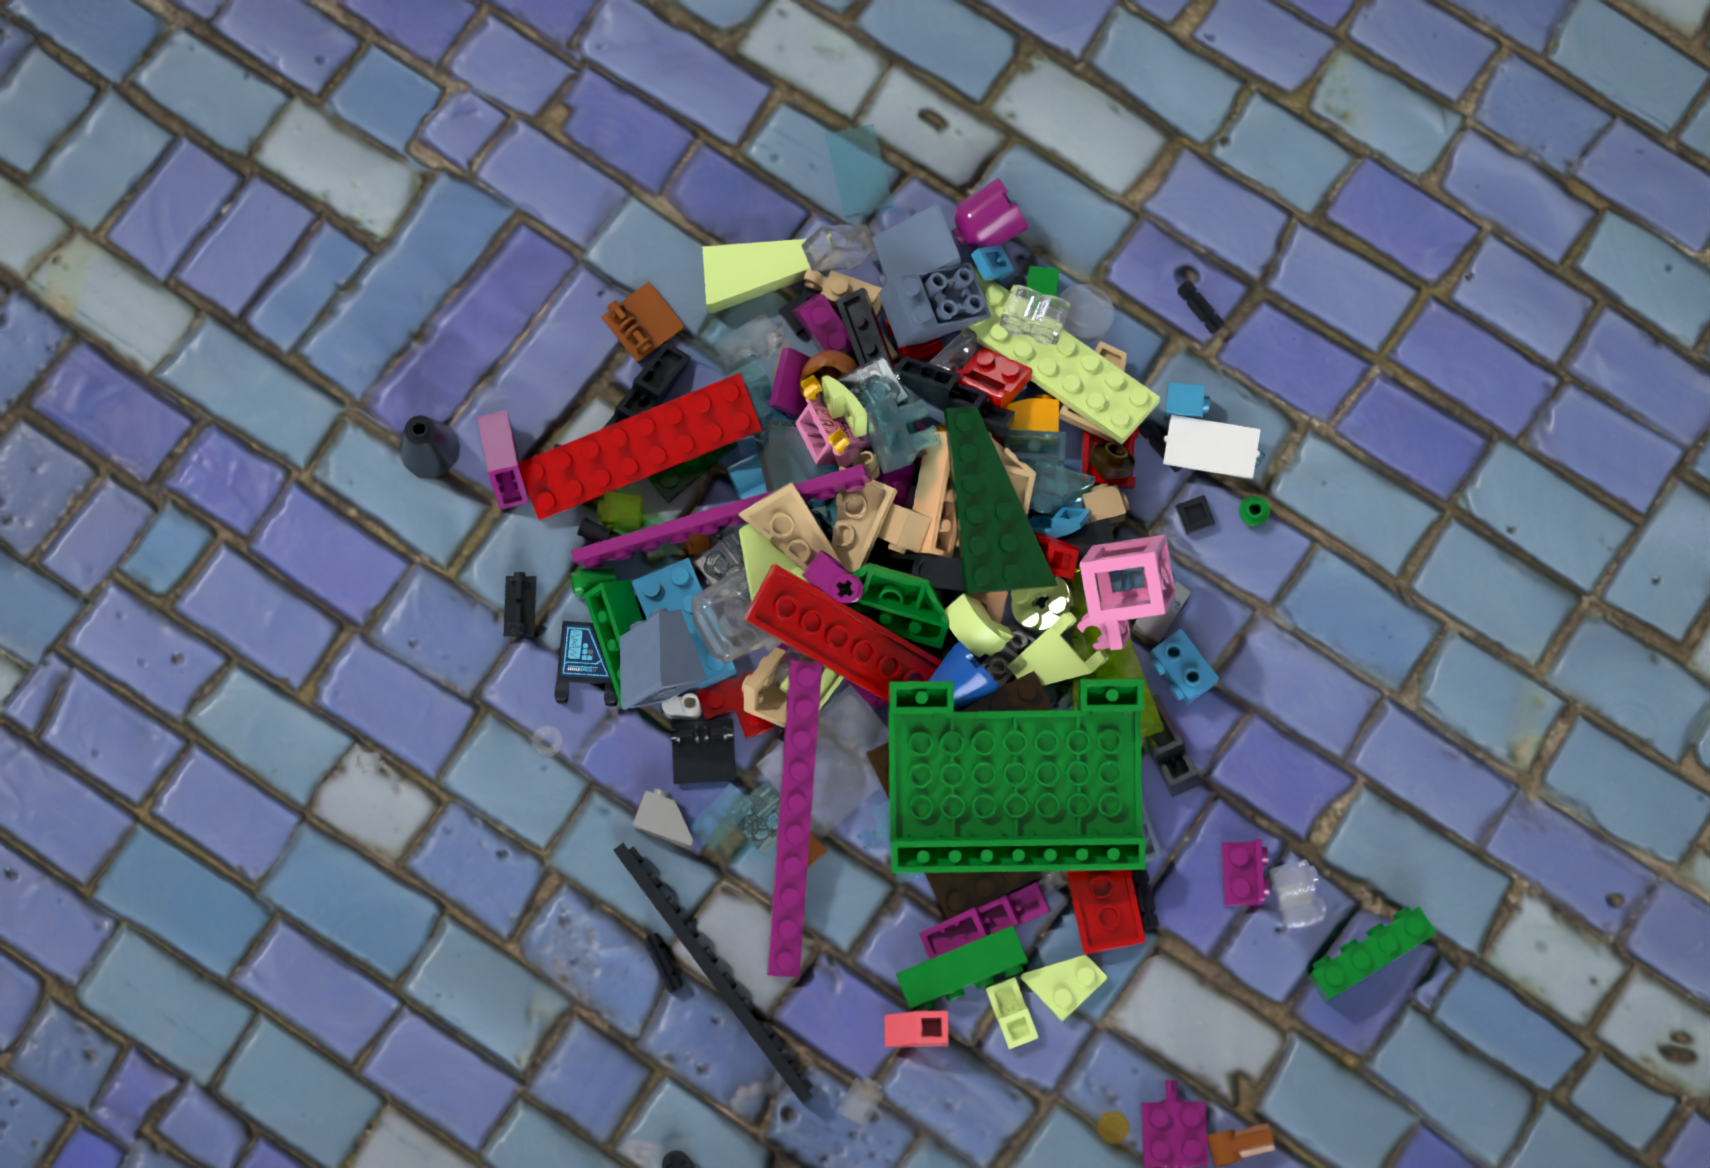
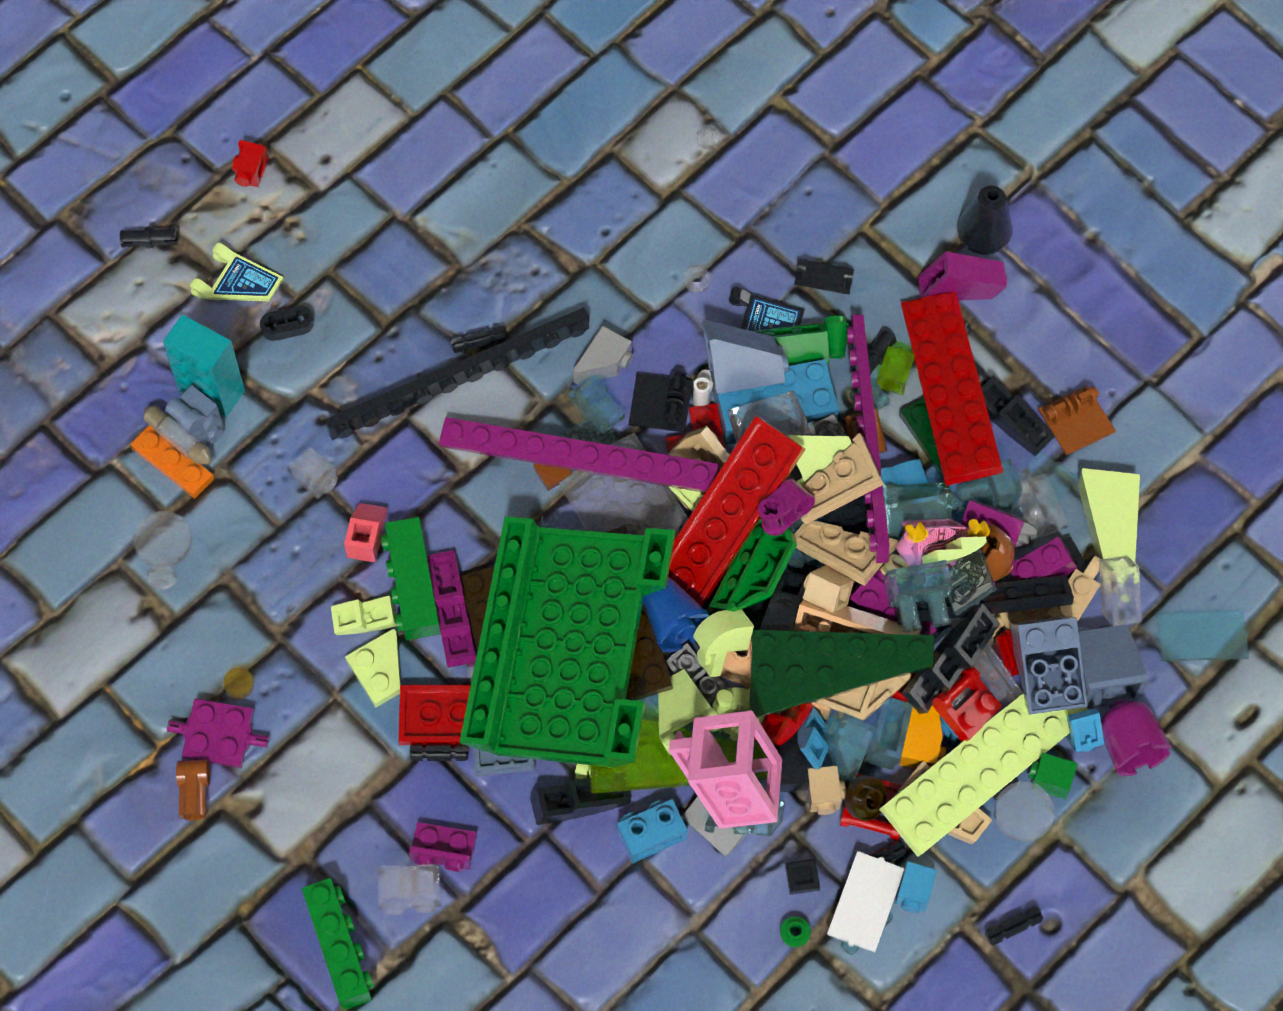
camera: 95 degrees right, 10 degrees down
(1034, 315) = (1022, 752): clear brick -> none

